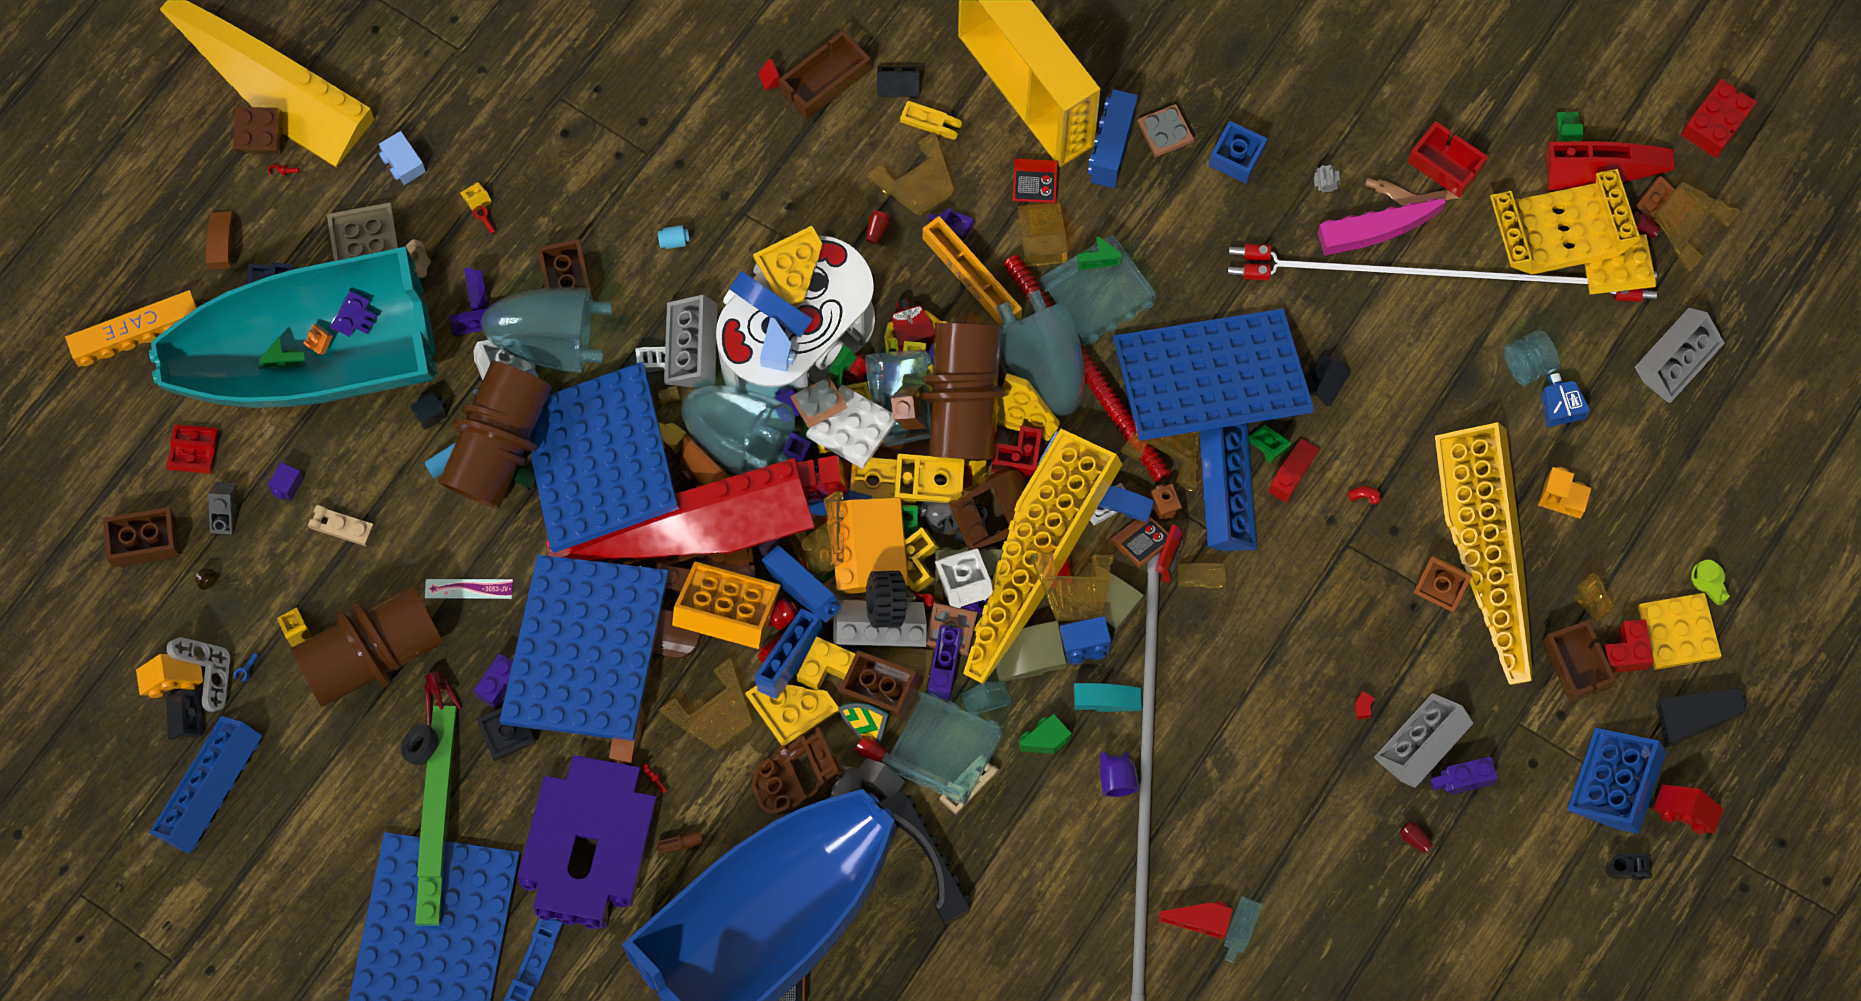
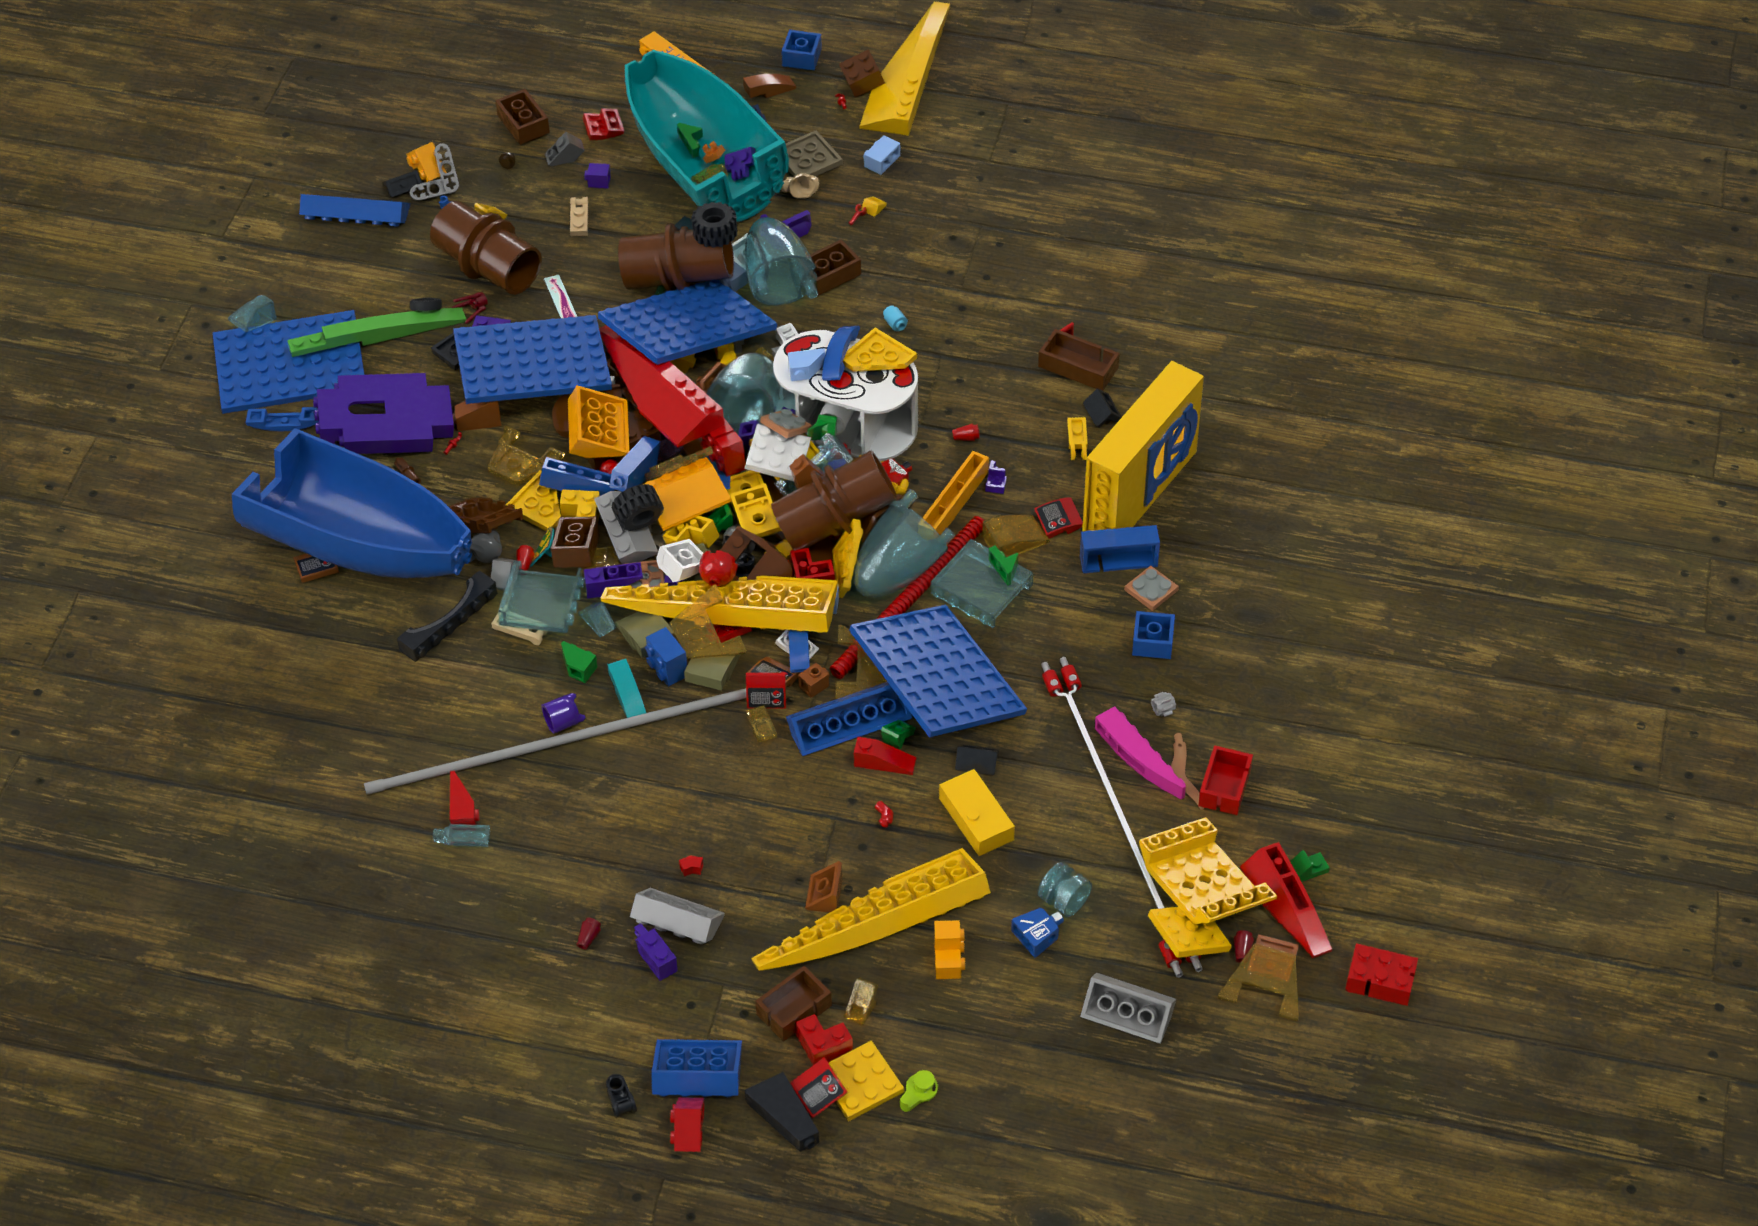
camera: 70 degrees right, 20 degrees down
(181, 181) = (801, 50): none -> blue brick
(344, 954) = (254, 313): none -> clear light blue slope
(353, 355) = (709, 172): none -> clear yellow slope
(515, 384) = (714, 224): none -> black tyre
(921, 186) = (1020, 452): clear yellow wing -> none
(1004, 546) = (717, 568): none -> red cylinder
(1399, 405) = (976, 812): none -> yellow brick
(1684, 671) = (819, 1087): none -> slope

